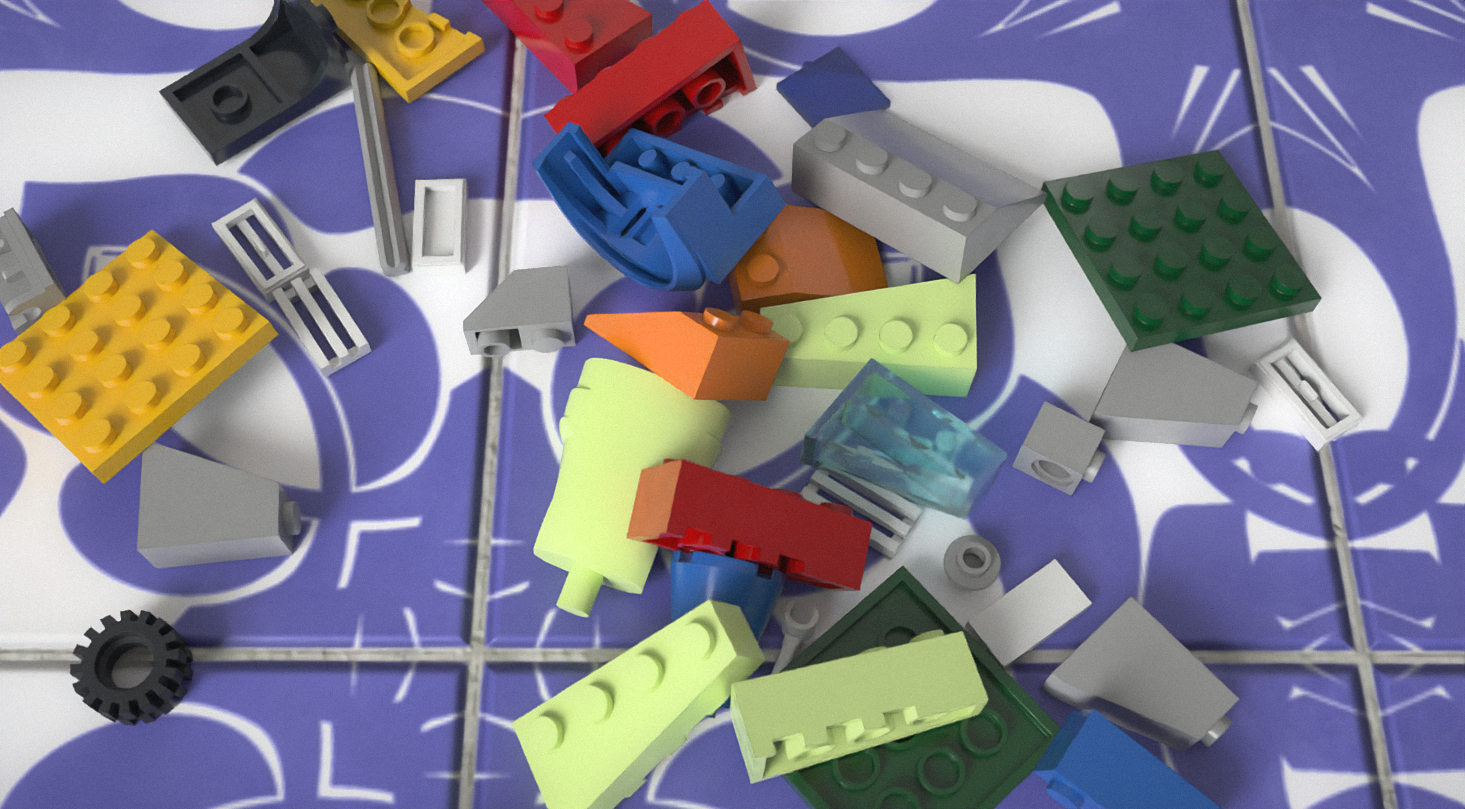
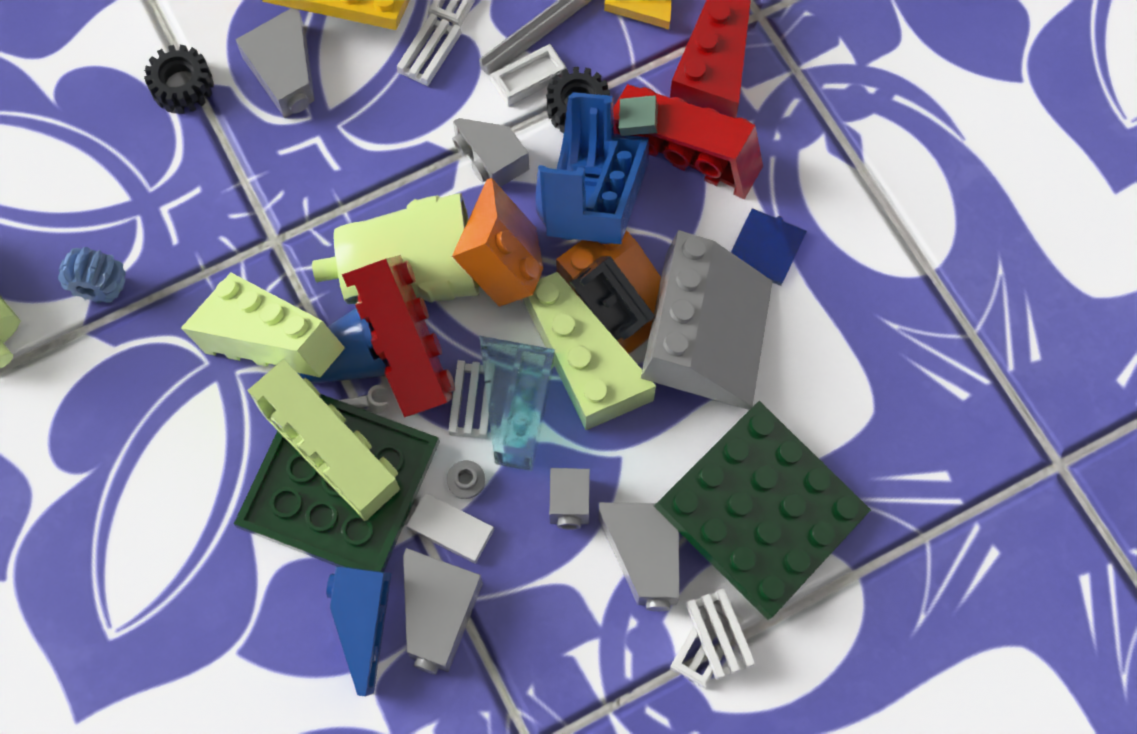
camera: 65 degrees right, 5 degrees up
(511, 211) = (565, 86): none -> black tyre
(605, 115) = (638, 115): none -> sand green tile
(832, 259) = (612, 298): none -> black hinge
(1311, 358) = (707, 601): none -> white tile

